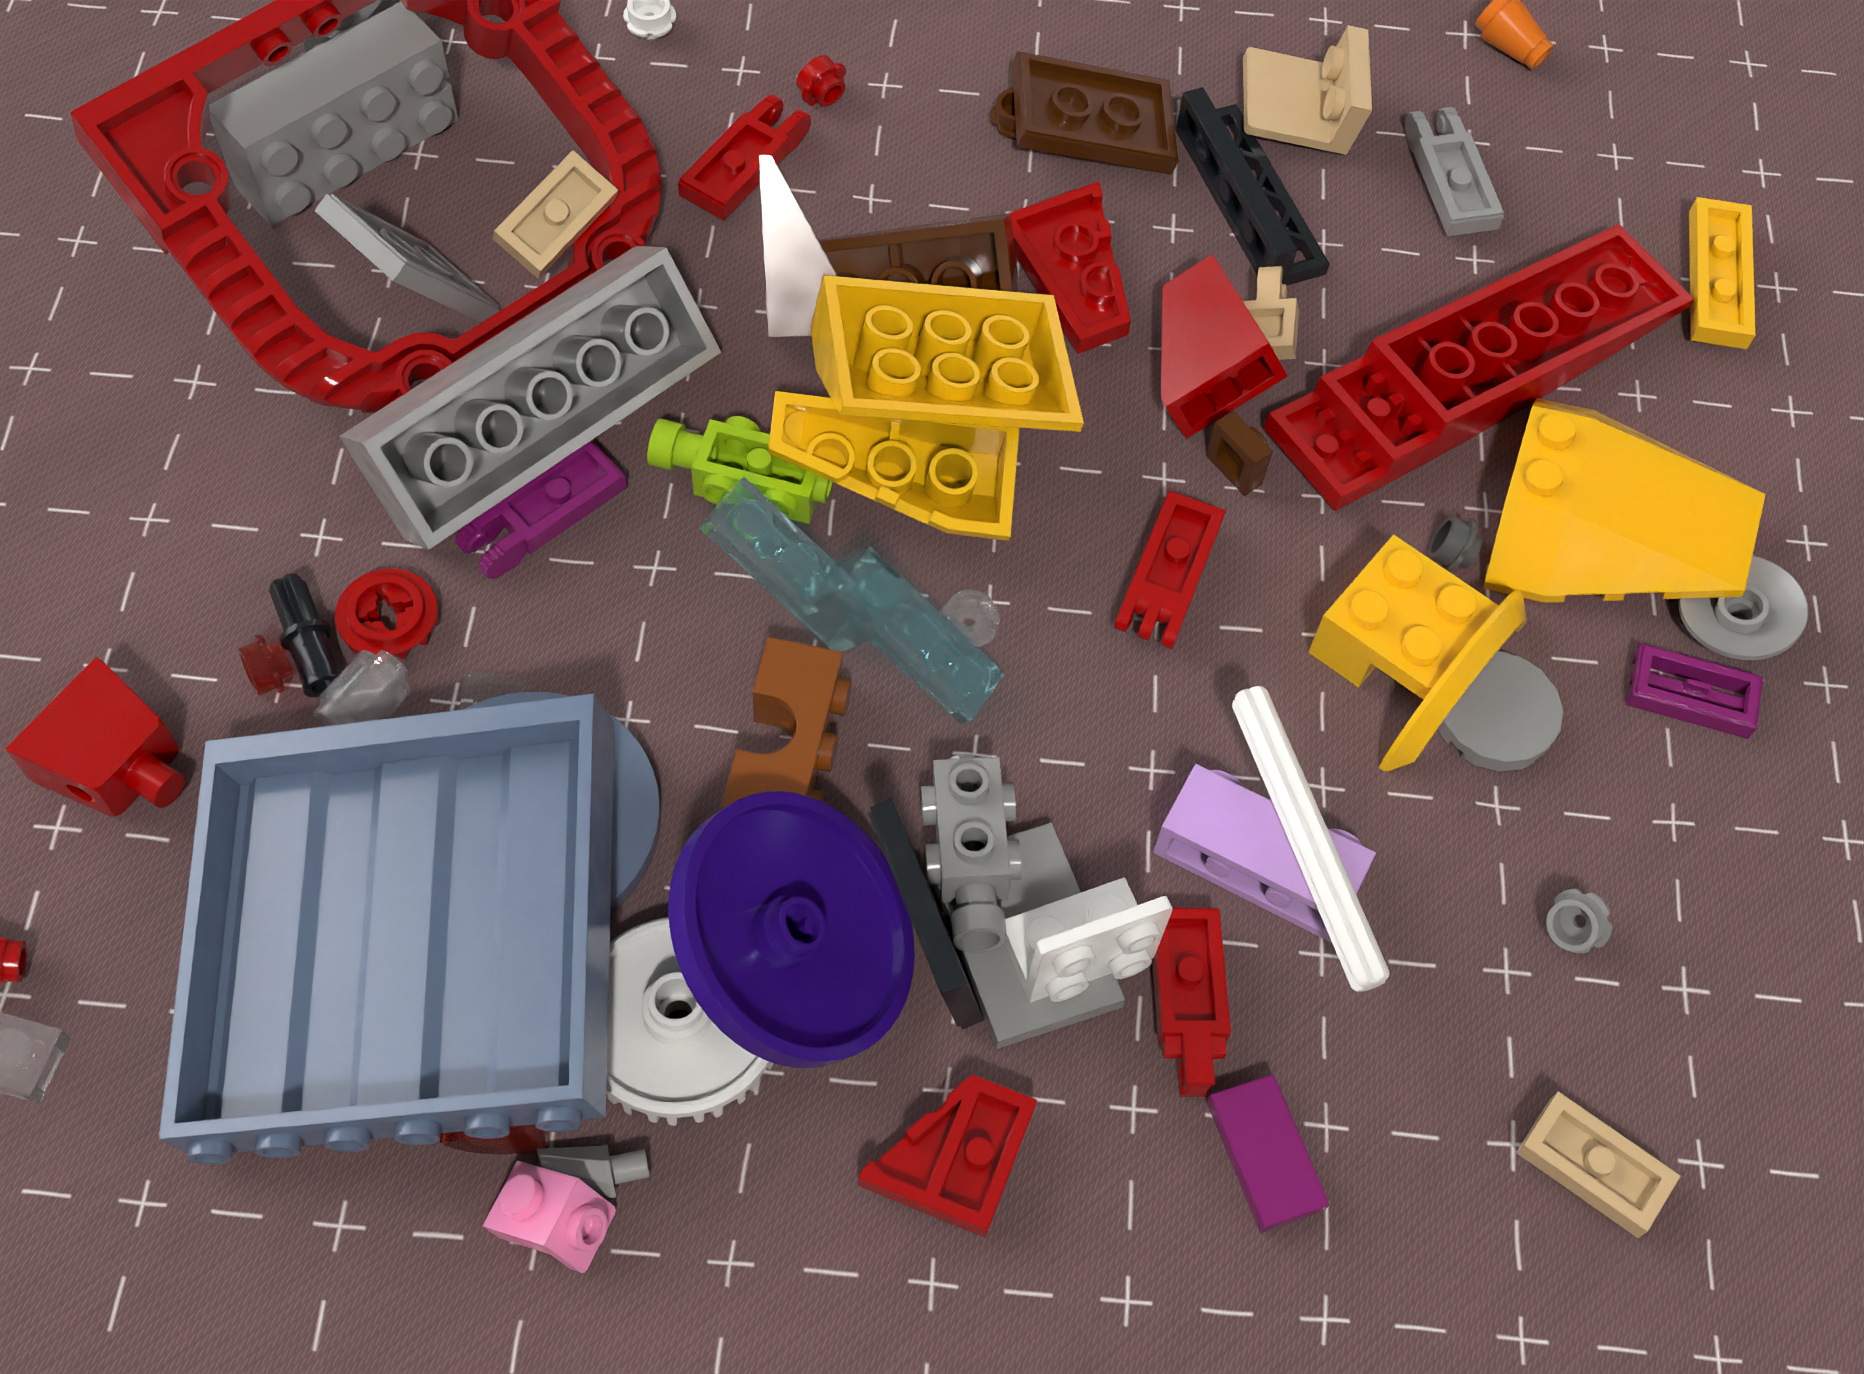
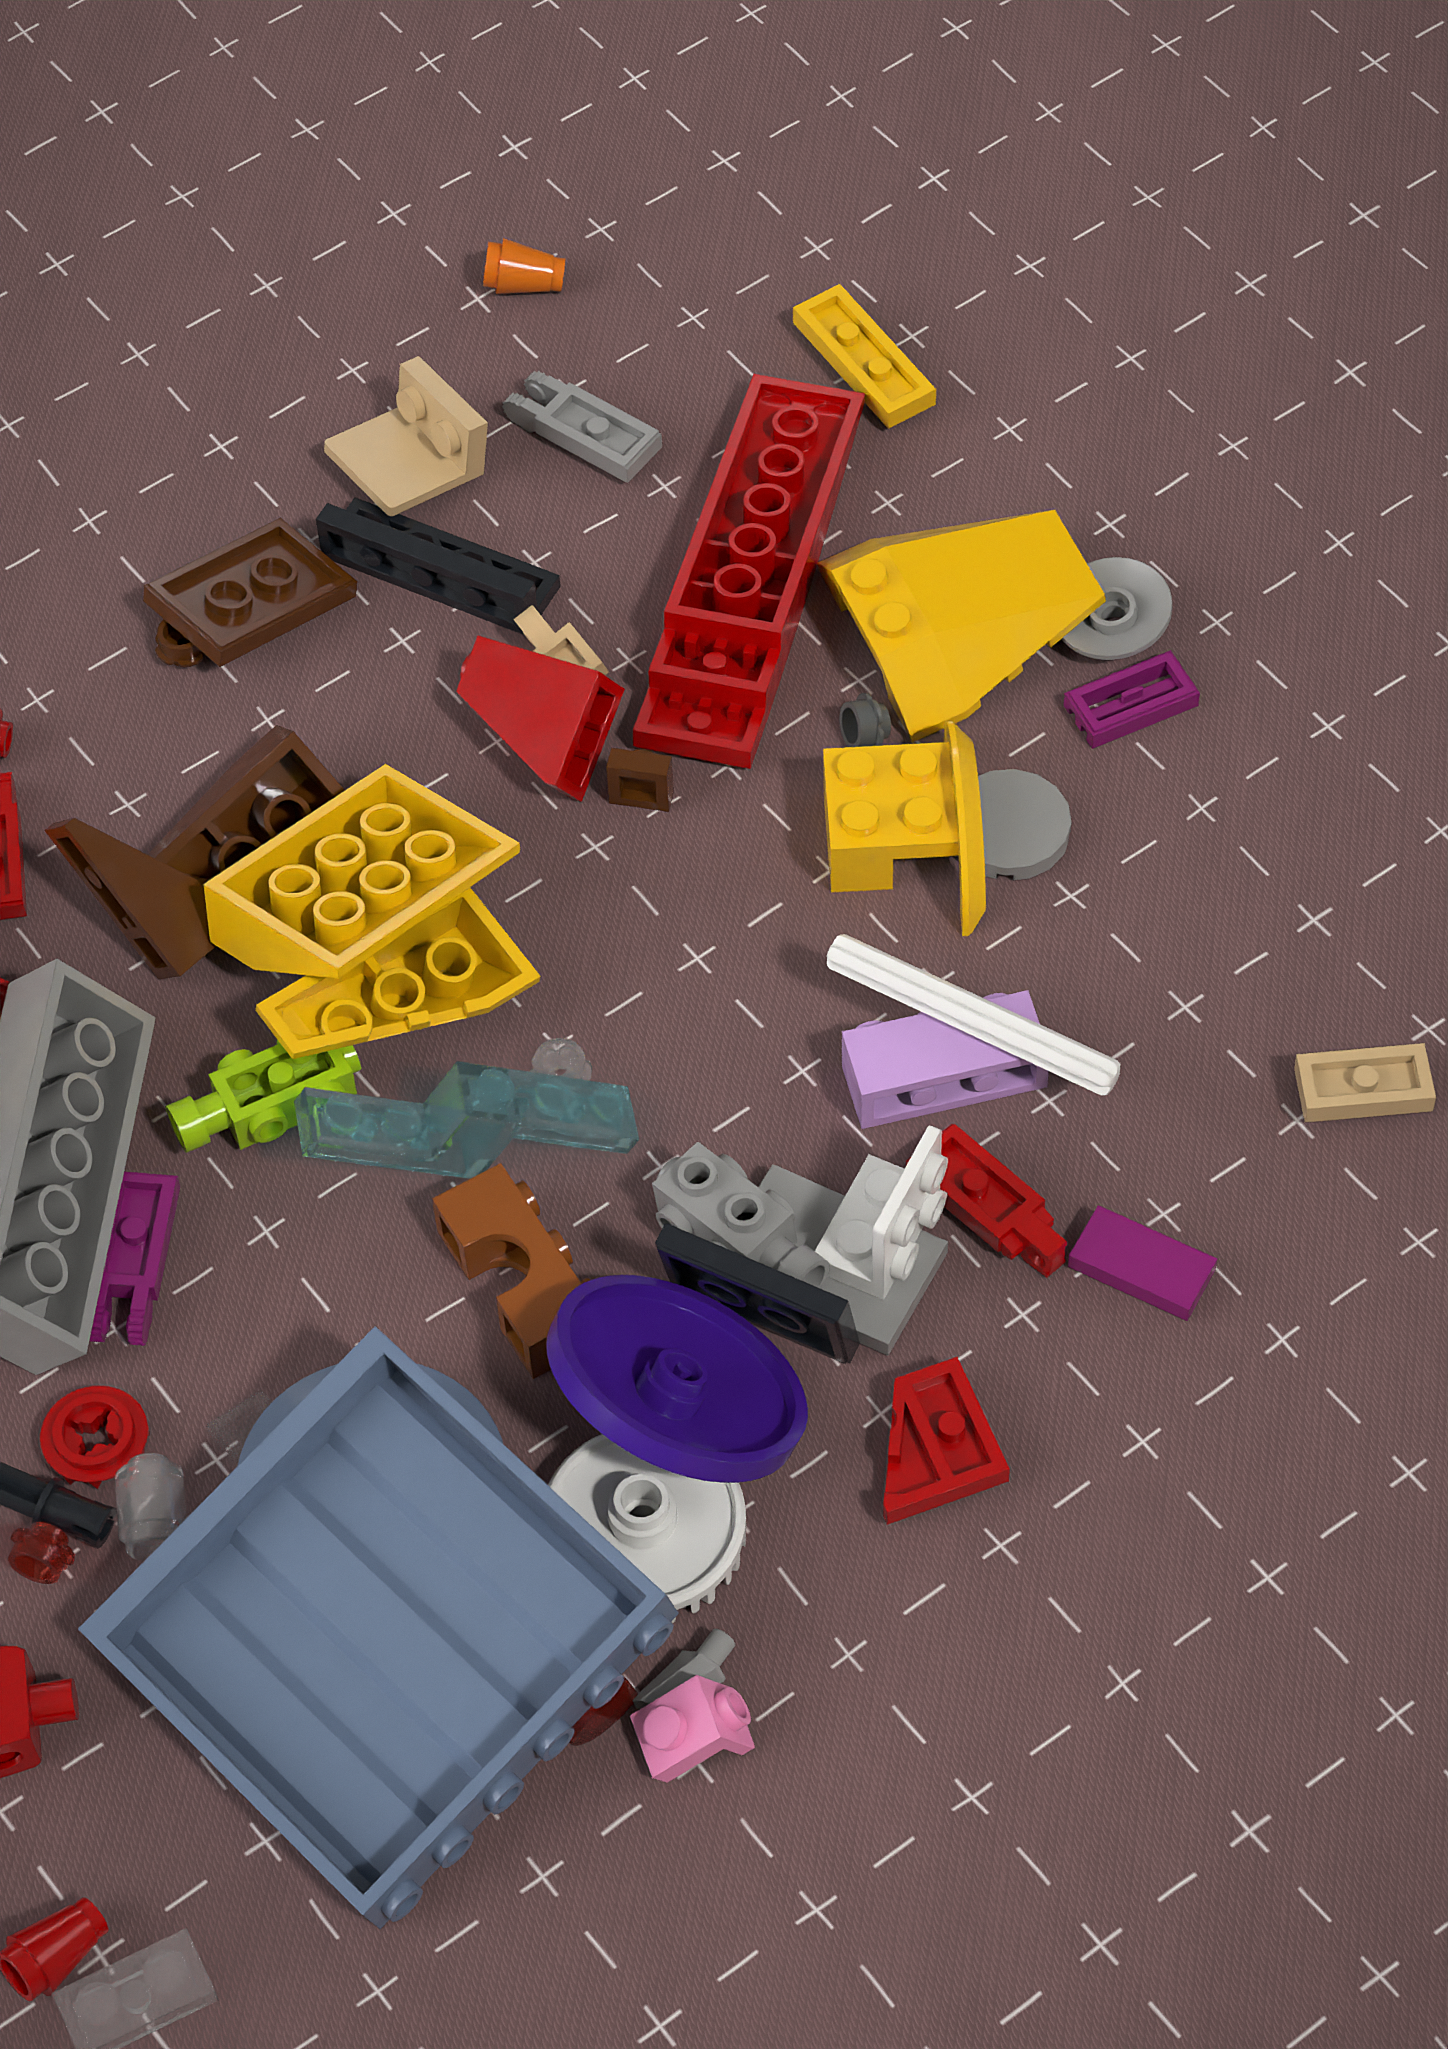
camera: 35 degrees left, 5 degrees down
(1070, 256) = (359, 730): red wing -> none
(1171, 567) = (673, 907): red hinge -> none
(1565, 930) = (1204, 943): light grey plate -> none

